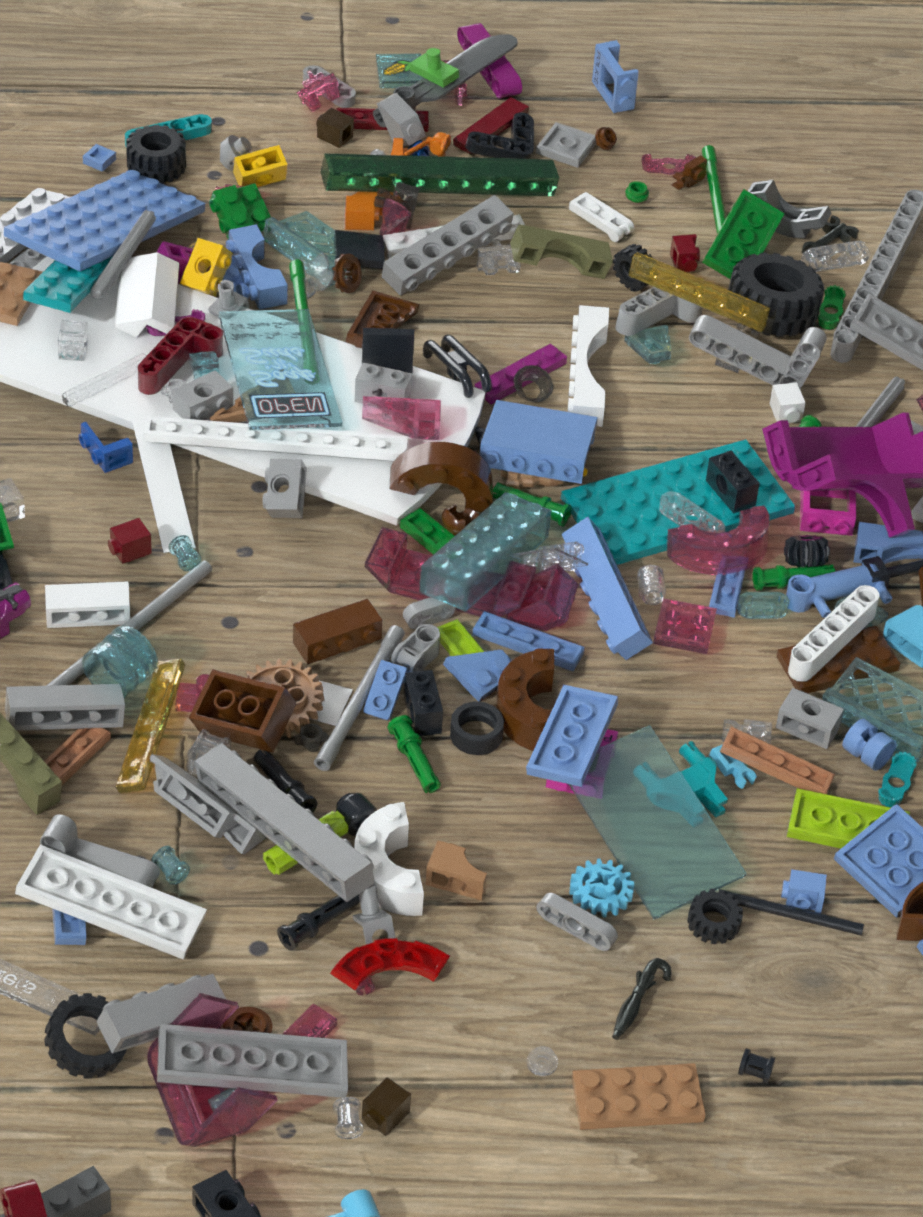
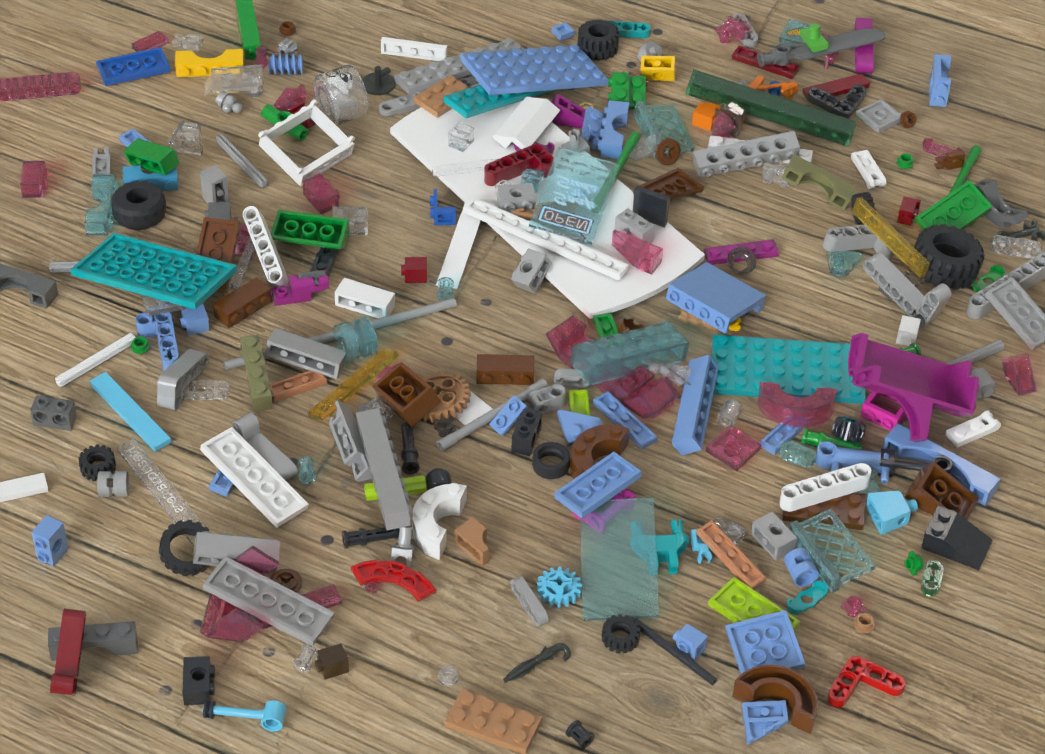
camera: 30 degrees right, 0 degrees up
(123, 254) = (526, 93): light grey axle -> none
(203, 256) = (576, 116): yellow brick -> none
(335, 127) = (727, 57): dark brown brick -> none
(364, 246) = (689, 138): black tile -> none
(401, 120) = (770, 65): light grey slope -> none
(410, 744) = (501, 455): green pin -> none
(444, 464) = (639, 291): reddish brown brick -> none
(457, 363) = (696, 230): black piece -> none
(559, 512) = (695, 340): green pin -> none
(590, 335) = (805, 241): white arch -> none
(678, 507) = (784, 373): clear beam -> none
(732, 481) = (826, 366): black brick -> none

